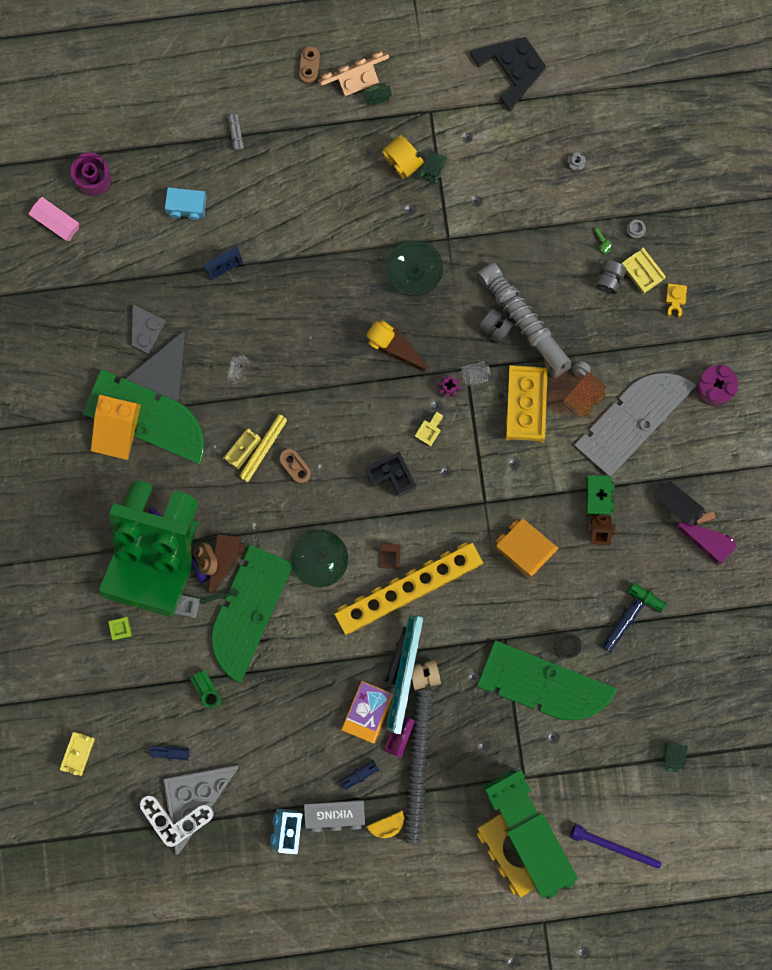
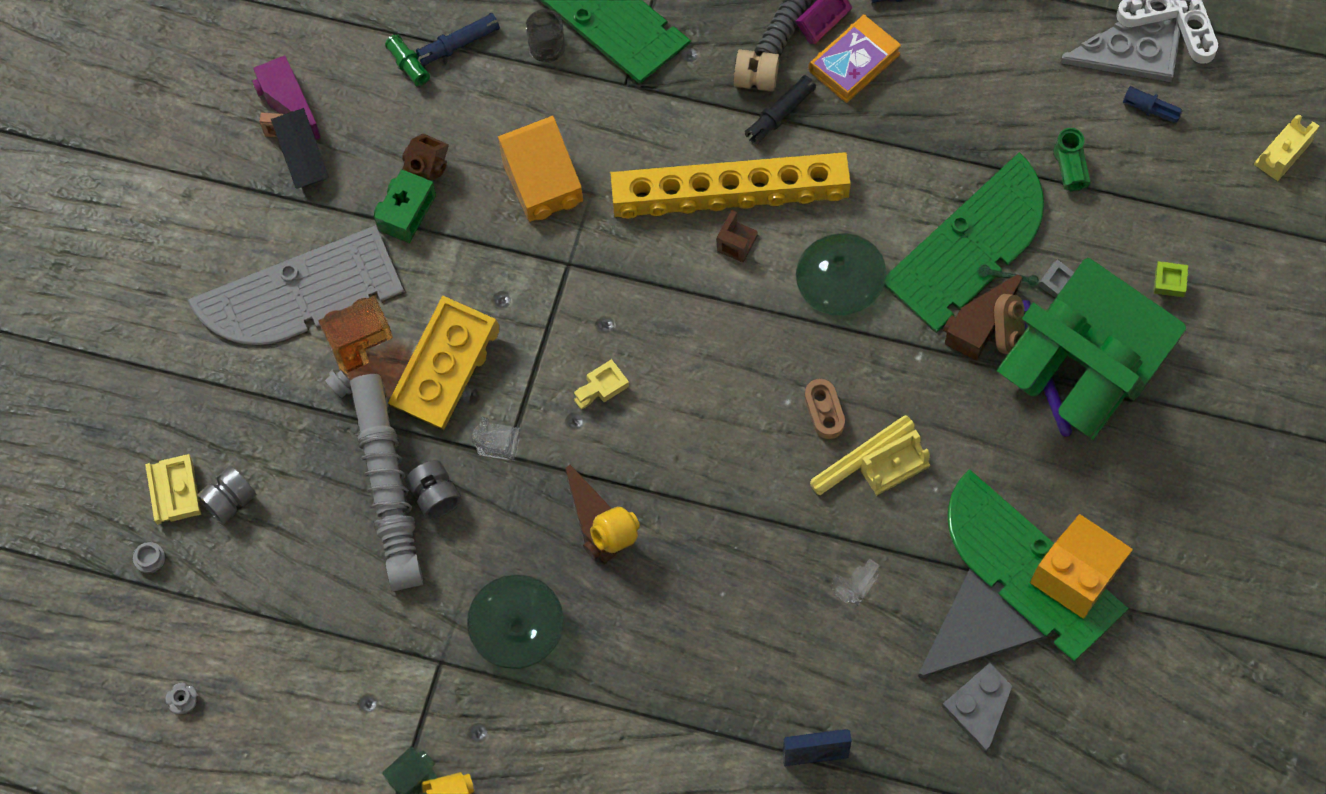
camera: 155 degrees left, 15 degrees down
(394, 470) = (685, 344): black brick -> none
(404, 674) = (783, 74): teal tile -> none
(444, 386) = (545, 440): magenta gear -> none
(605, 247) = (207, 550): bright green hand -> none
(675, 296) = (148, 436): yellow plate -> none
(713, 395) = (159, 284): magenta brick -> none

